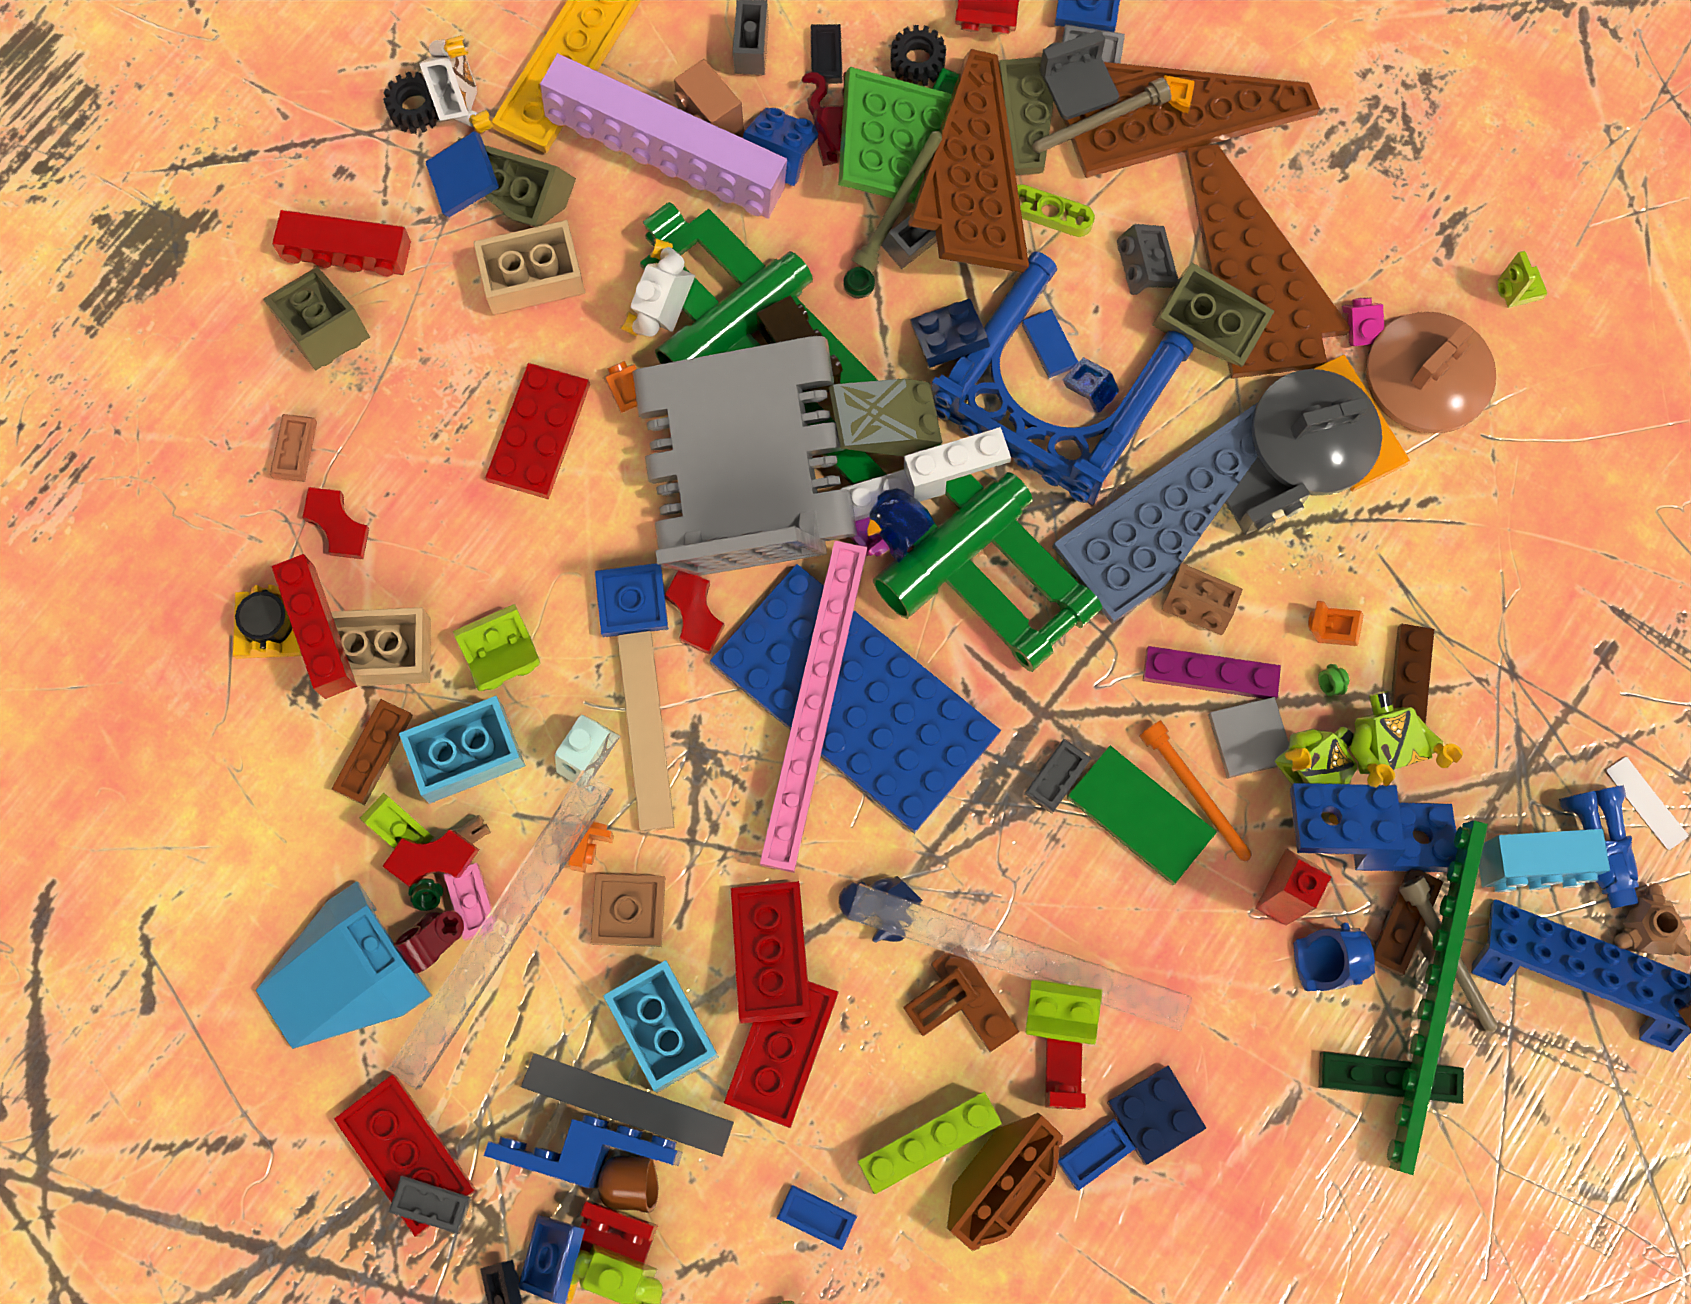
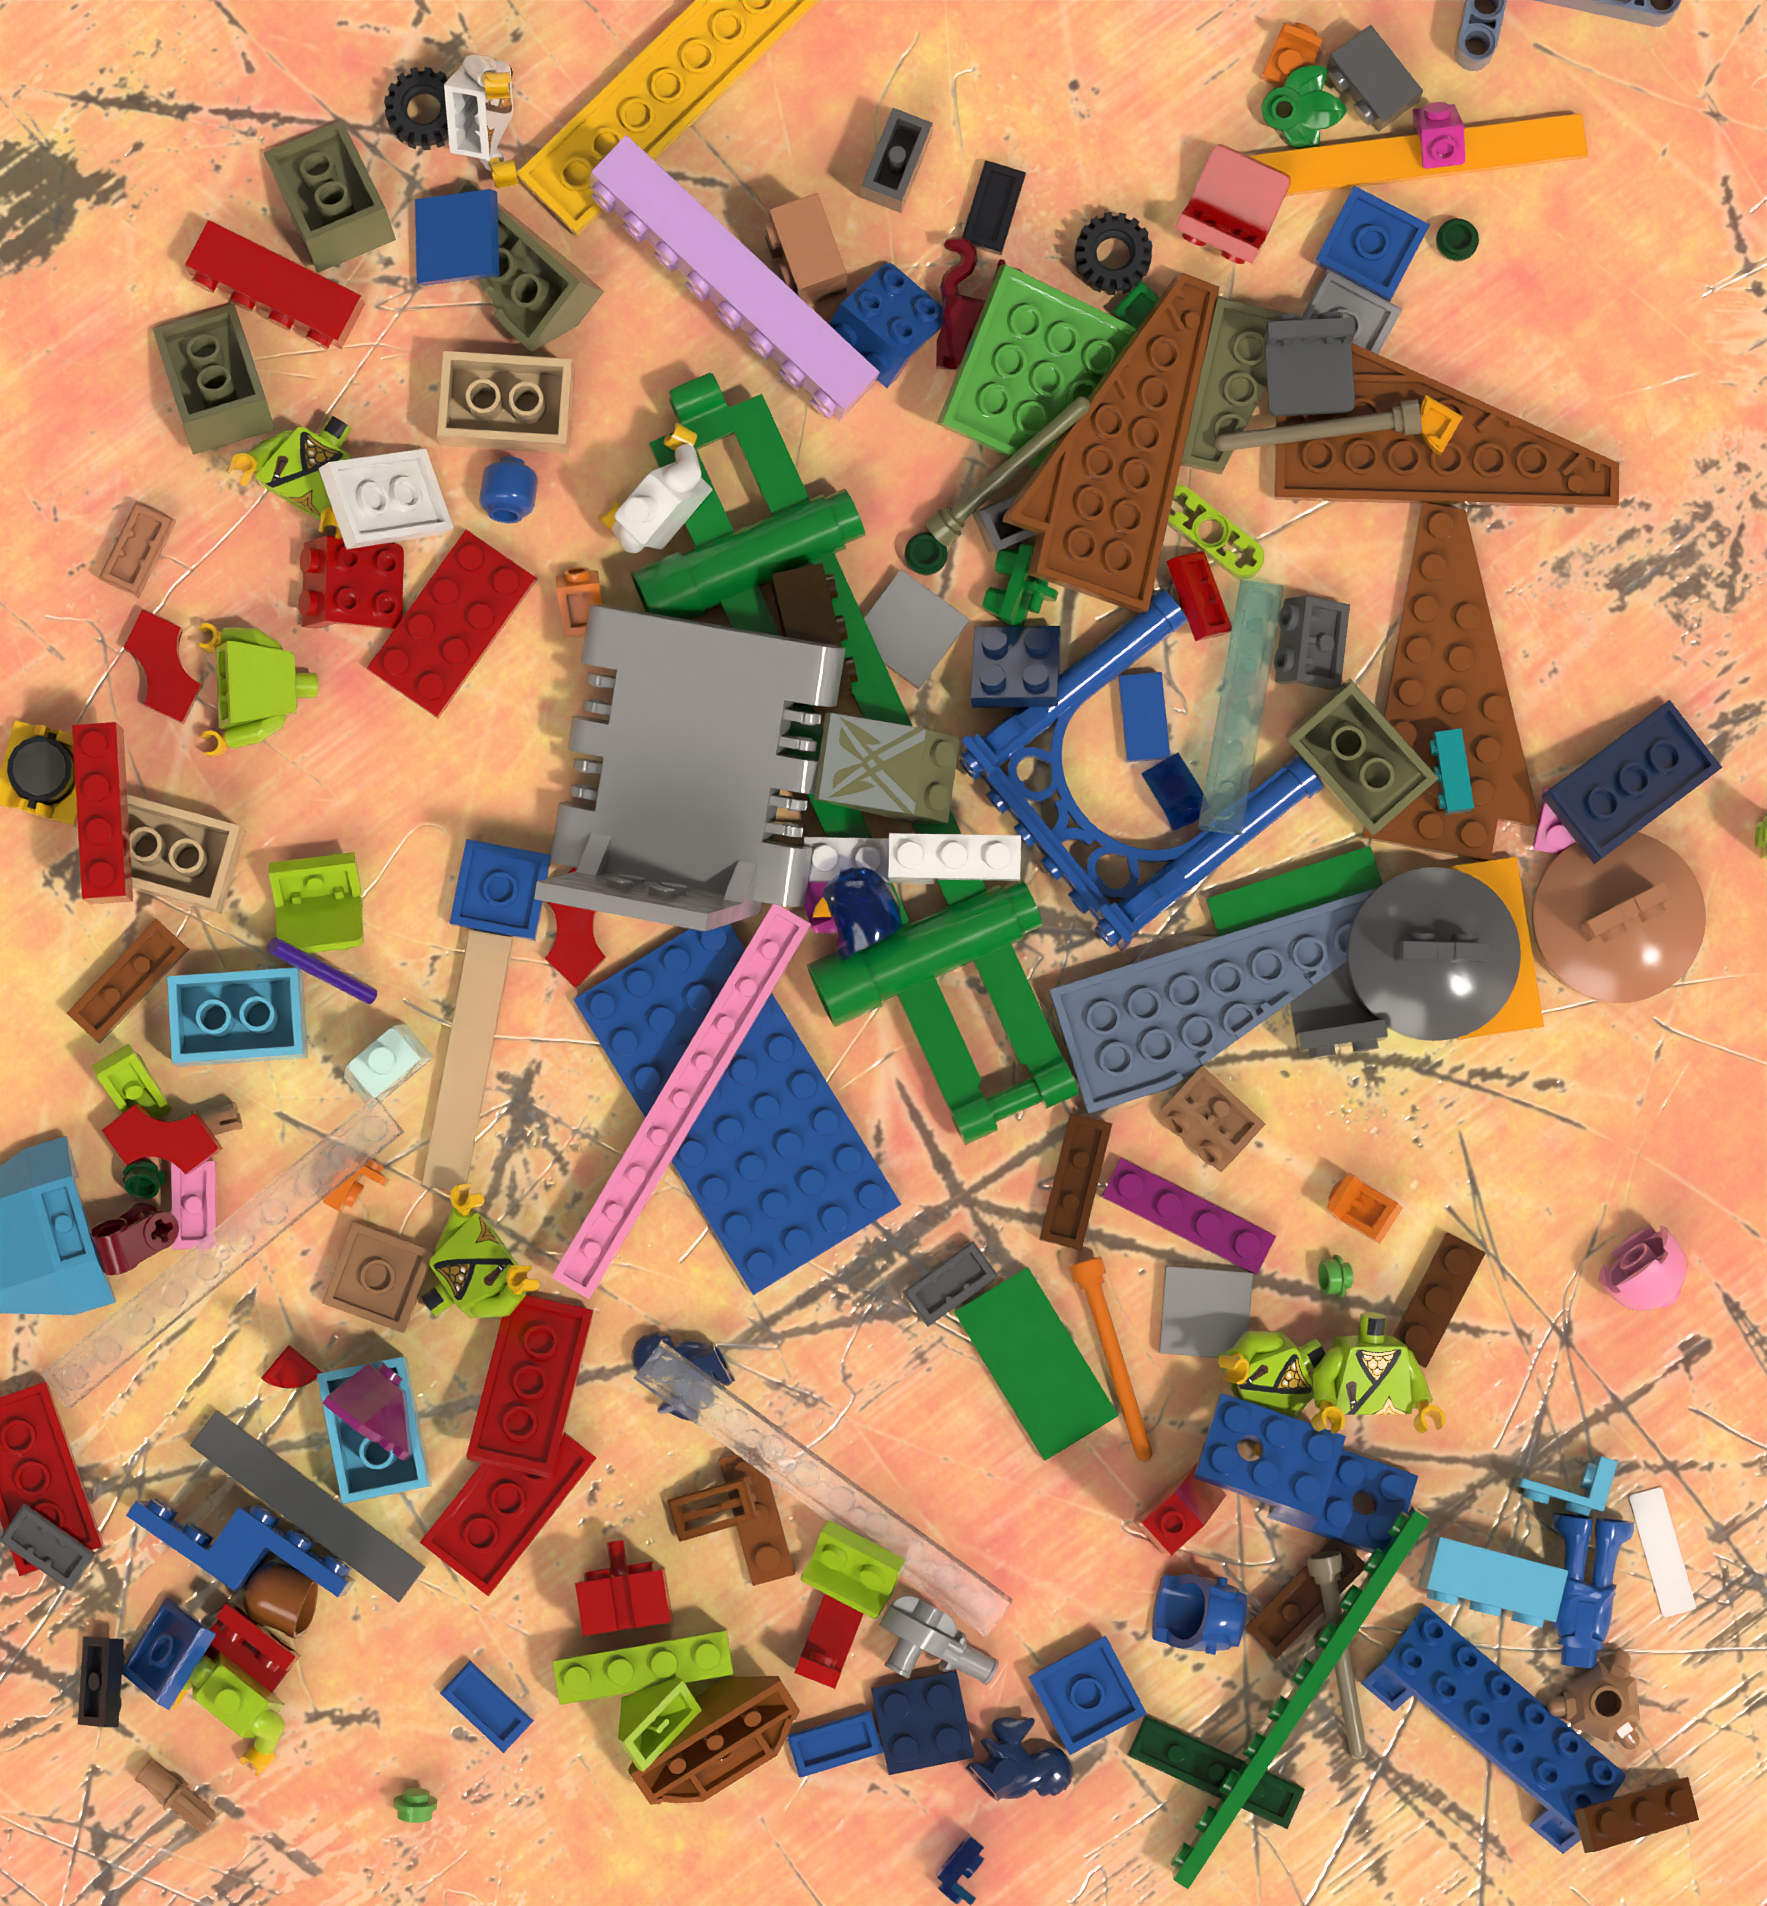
camera: 15 degrees right, 10 degrees up
(366, 176) = (330, 196): none -> olive slope
(400, 357) = (291, 465): none -> torso
(406, 513) = (253, 686): none -> lime torso
(455, 422) = (351, 584): none -> red bracket
(462, 352) = (386, 498): none -> white plate
(515, 693) = (322, 970): none -> dark purple bar
(550, 326) = (508, 490): none -> blue head
(582, 1004) = (291, 1370): none -> red tile
(655, 1001) = (375, 1408): none -> magenta wedge
(699, 874) = (475, 1264): none -> lime torso
(869, 333) = (913, 628): none -> light grey tile
(895, 1089) = (623, 1595): none -> red brick
(937, 281) = (1023, 591): none -> green hips
(954, 1180) = (654, 1719): none -> lime slope
(1059, 251) = (1199, 595): none -> red plate
(1116, 314) = (1241, 707): none -> clear light blue plate
(1122, 673) = (1075, 1181): none -> reddish brown plate
(1139, 1039) = (934, 1631): none -> light grey pin
(1198, 425) = (1294, 891): none -> green tile
(1227, 1215) = (963, 1861): none -> clear blue bracket
(1238, 1129) = (1013, 1772): none -> dark blue animal
(1274, 1050) = (1087, 1695): none -> blue plate
(1286, 316) = (1452, 771): none -> teal piece
(1404, 278) = (1631, 781): none -> dark blue tile
(1555, 601) = (1647, 1270): none -> bright pink cylinder
(1581, 763) = (1595, 1479): none -> medium azure bracket

